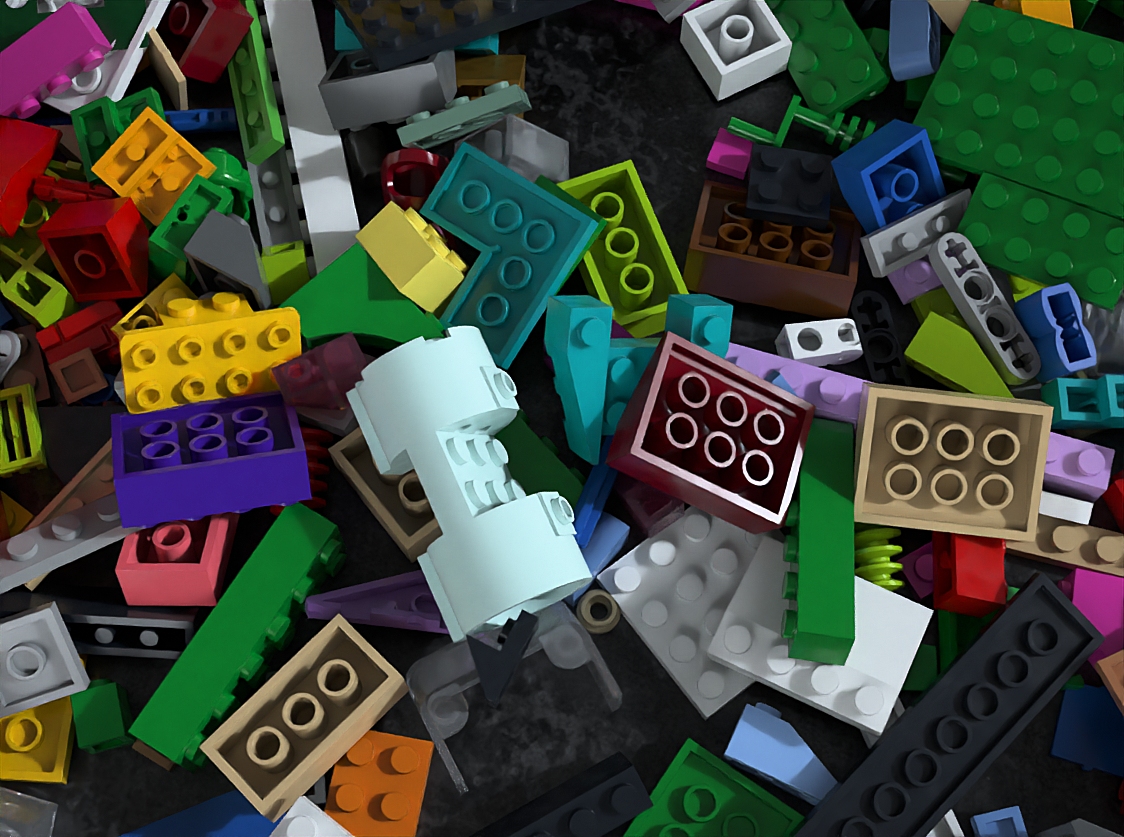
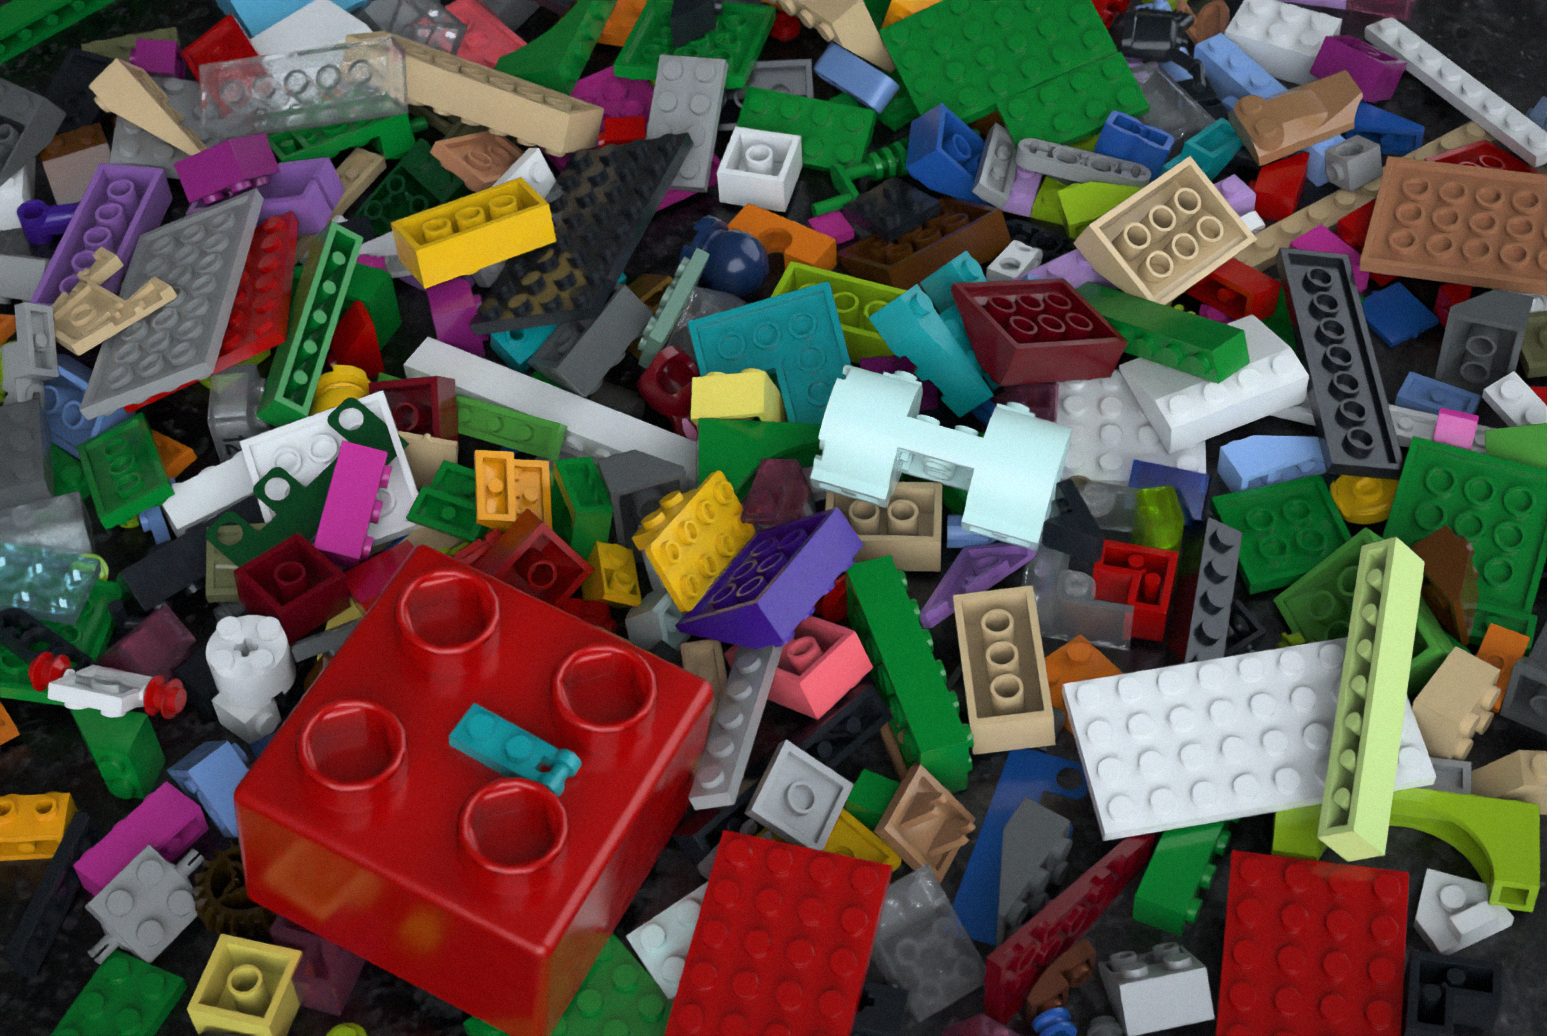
camera: 45 degrees left, 20 degrees down
(98, 780) = (925, 823): none -> medium nougat plate
(529, 759) = (1140, 579): none -> red brick
(592, 724) = (1158, 519): none -> clear neon green brick
(596, 103) = (736, 258): none -> dark blue tile
(658, 694) = (1190, 486): none -> clear blue brick
(664, 102) = (787, 237): none -> orange arch

